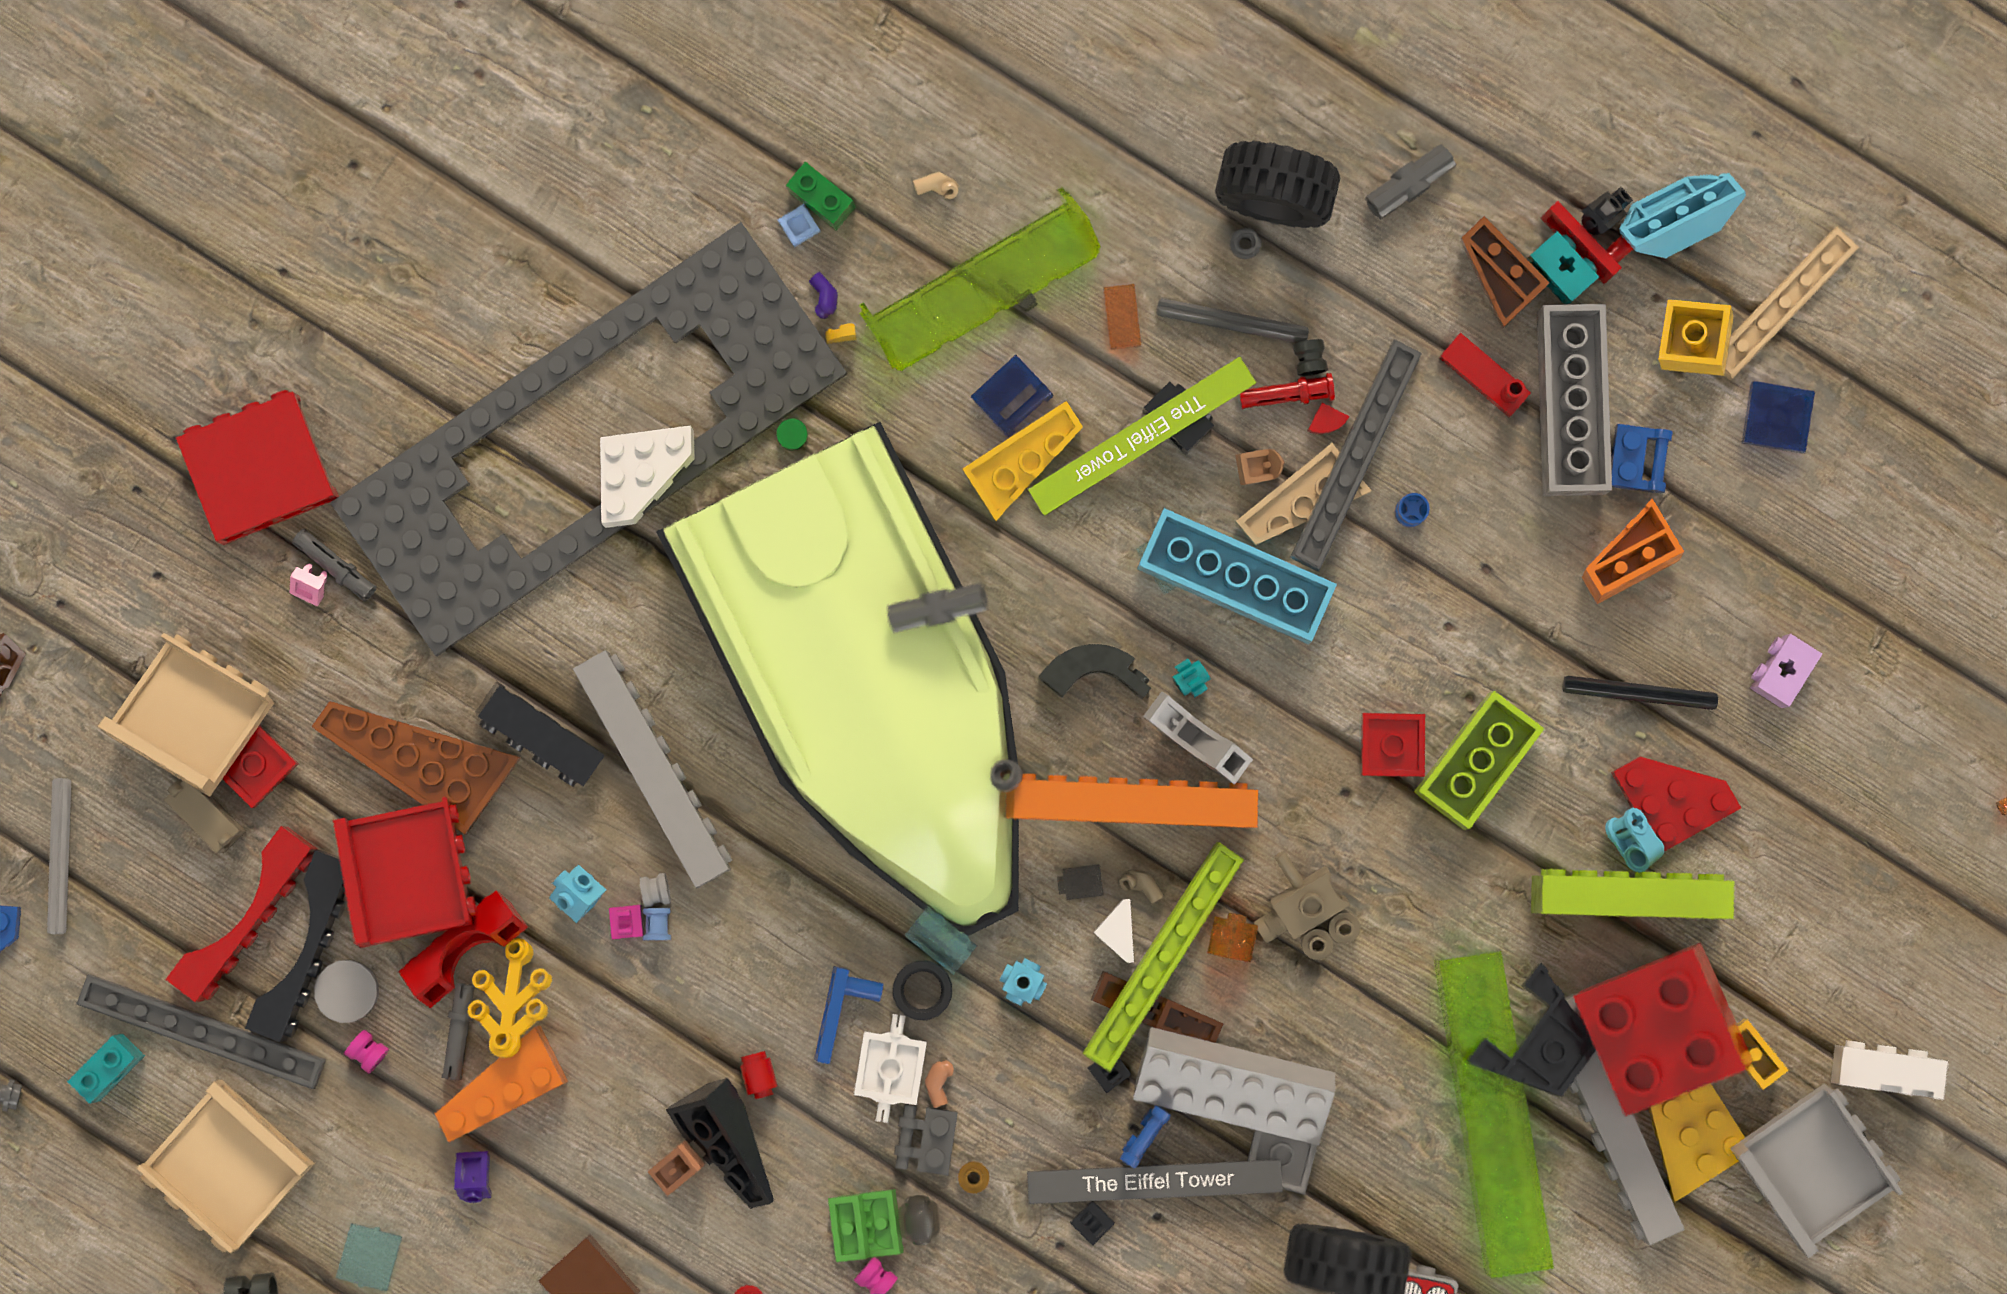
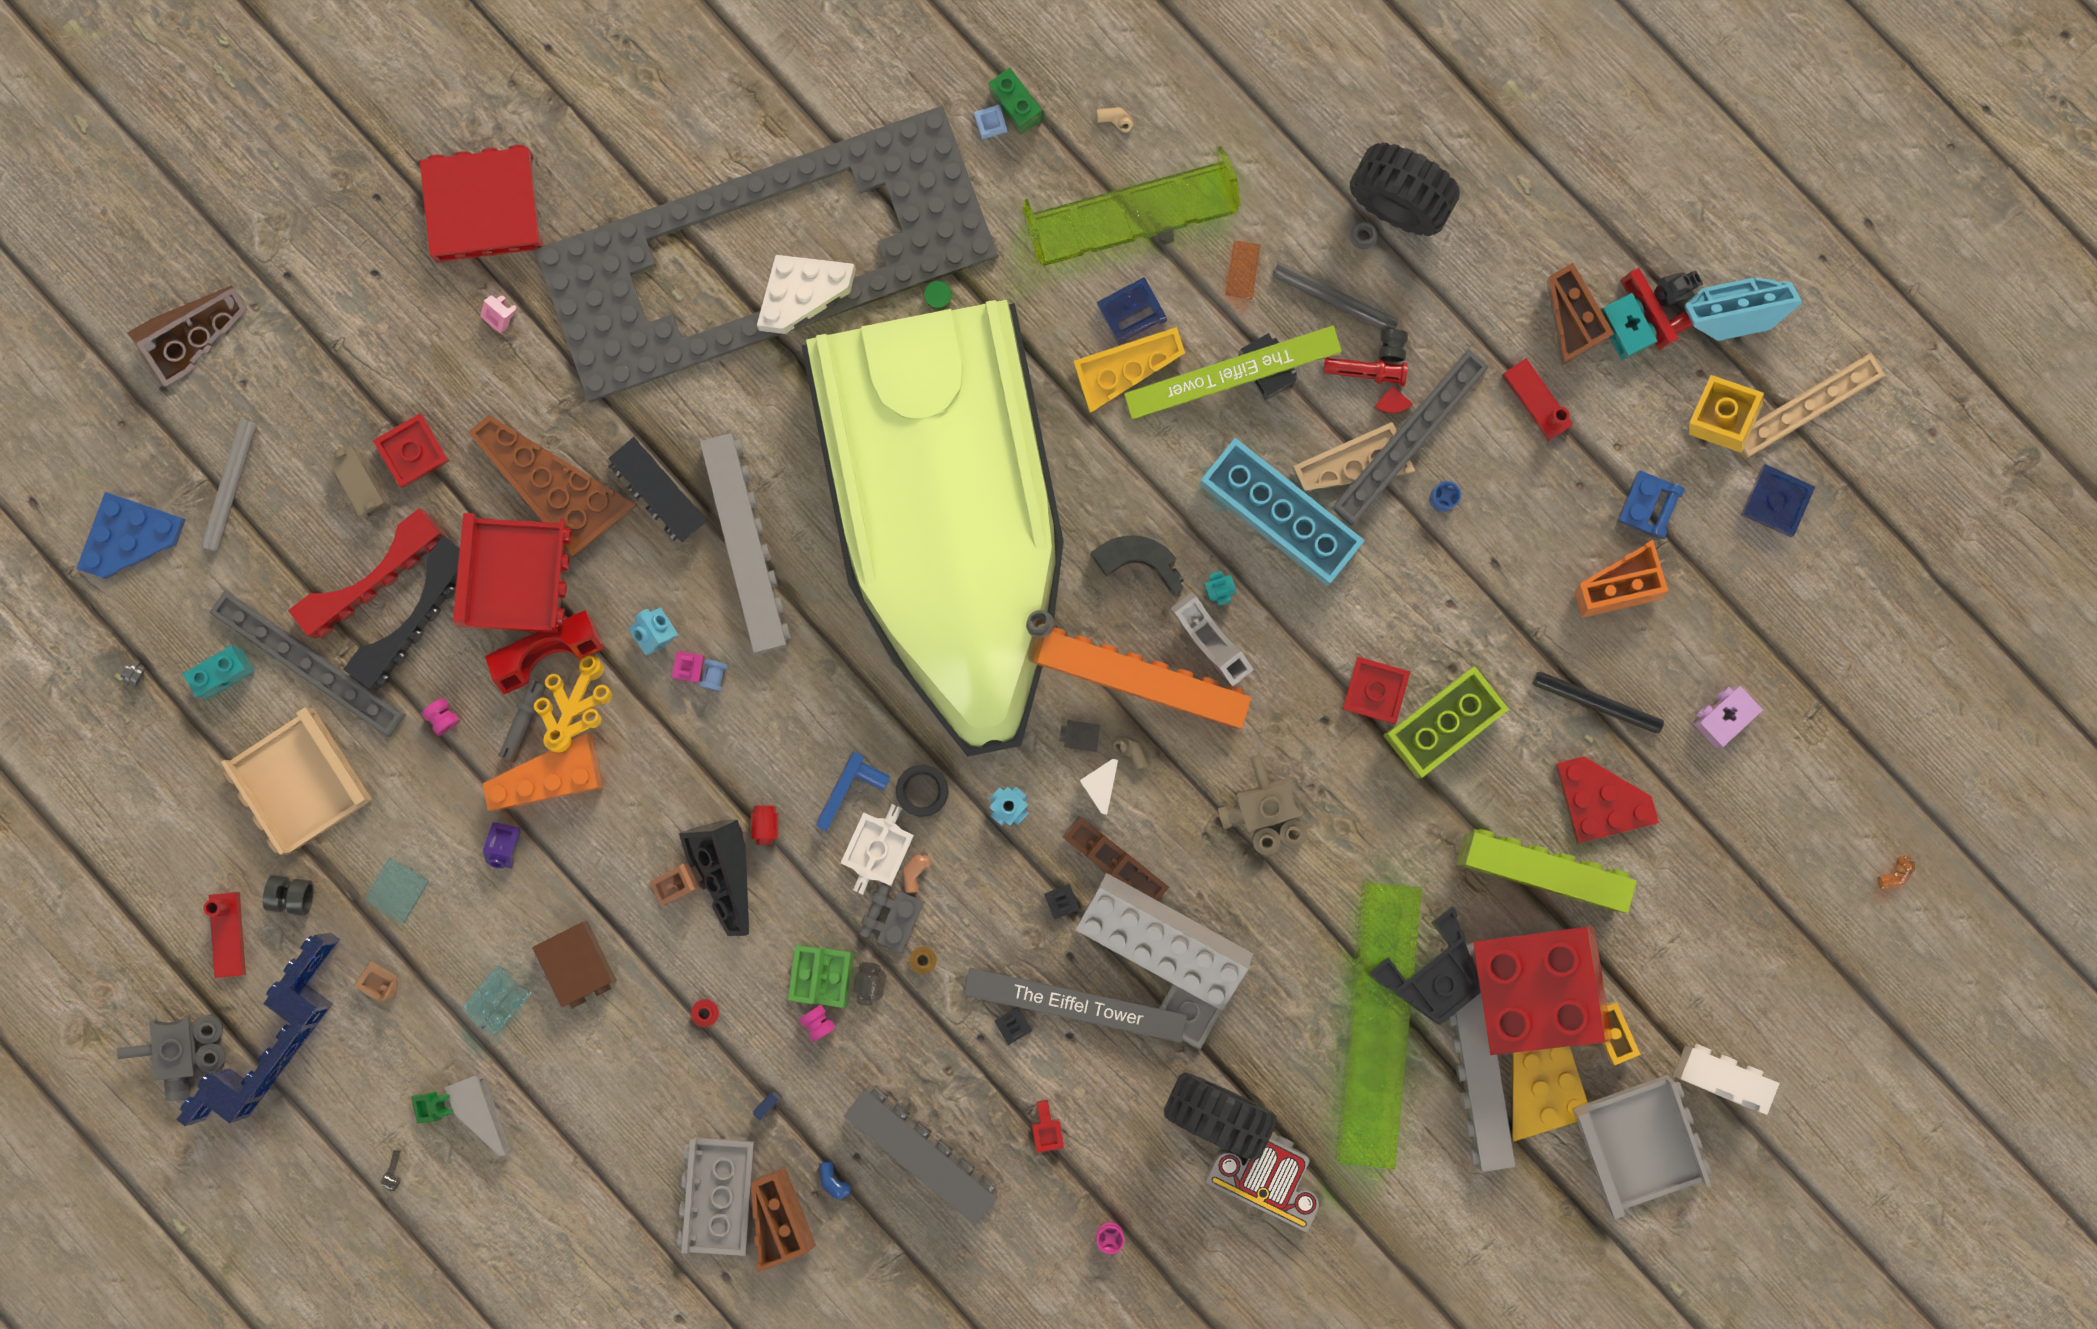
camera: 15 degrees right, 0 degrees up
(189, 714) = (368, 395): tan panel -> none
(343, 572) = (530, 311): dark grey pin -> none
(346, 991) = (437, 662): light grey tile -> none
(655, 890) = (719, 646): light grey wheel -> none
(827, 296) = (998, 188): dark purple arm -> none
(846, 333) = (1005, 222): yellow tile -> none
(937, 607) = (1019, 465): dark grey piece -> none
(941, 940) = (948, 752): clear light blue bracket -> none
(1137, 1146) = (1067, 970): blue plate -> none
(1163, 956) = (1132, 816): lime tile -> none
(1233, 937) = (1196, 816): clear orange brick -> none
(1259, 466) = (1325, 425): medium nougat plate -> none
(1410, 181) = (1517, 219): dark grey piece -> none
(1574, 400) = (1608, 439): light grey brick -> none
(1637, 841) = (1562, 826): medium azure piece -> none

